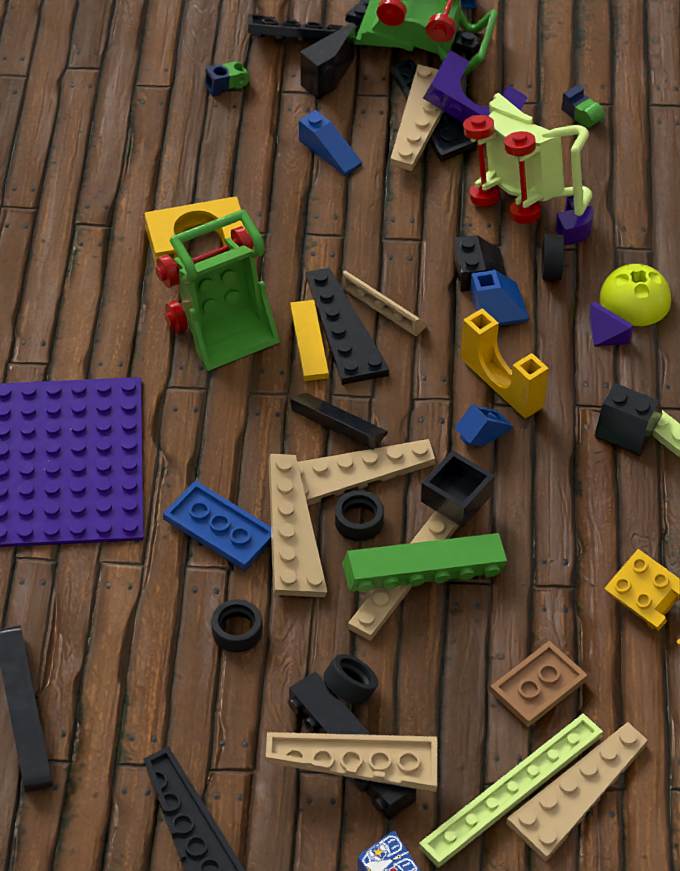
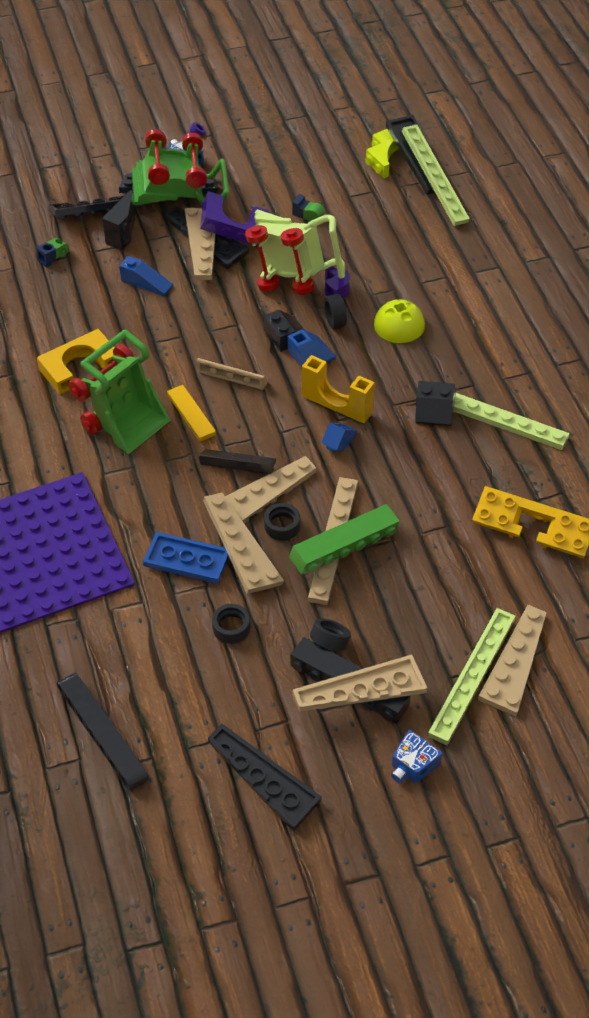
camera: 20 degrees left, 0 degrees up
(347, 338) = (216, 403): black wing -> none
(457, 488) = (345, 481): black piece -> none
(538, 683) = (456, 597): medium nougat plate -> none
(607, 327) = (391, 347): dark purple slope -> none

